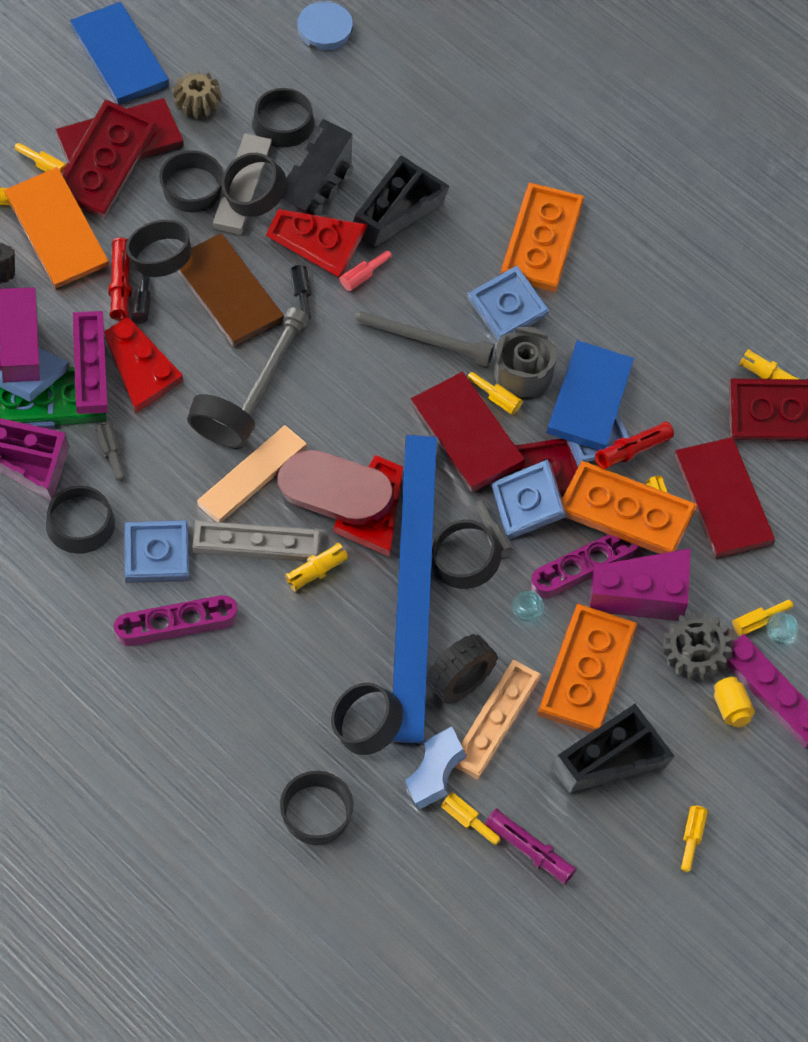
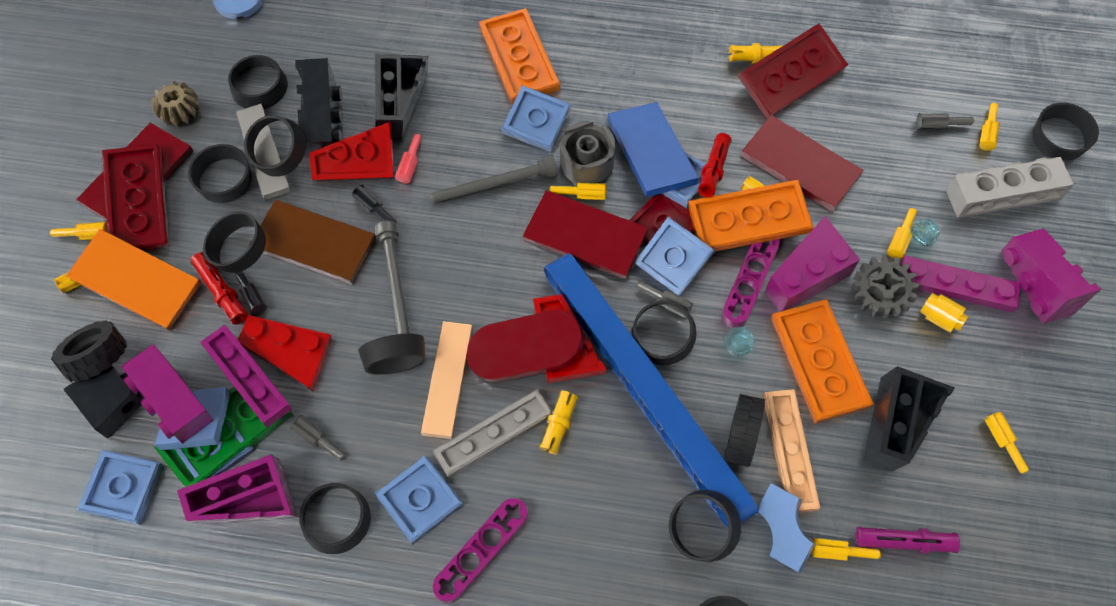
camera: 30 degrees left, 5 degrees up
(119, 53) = (87, 109): blue tile -> none

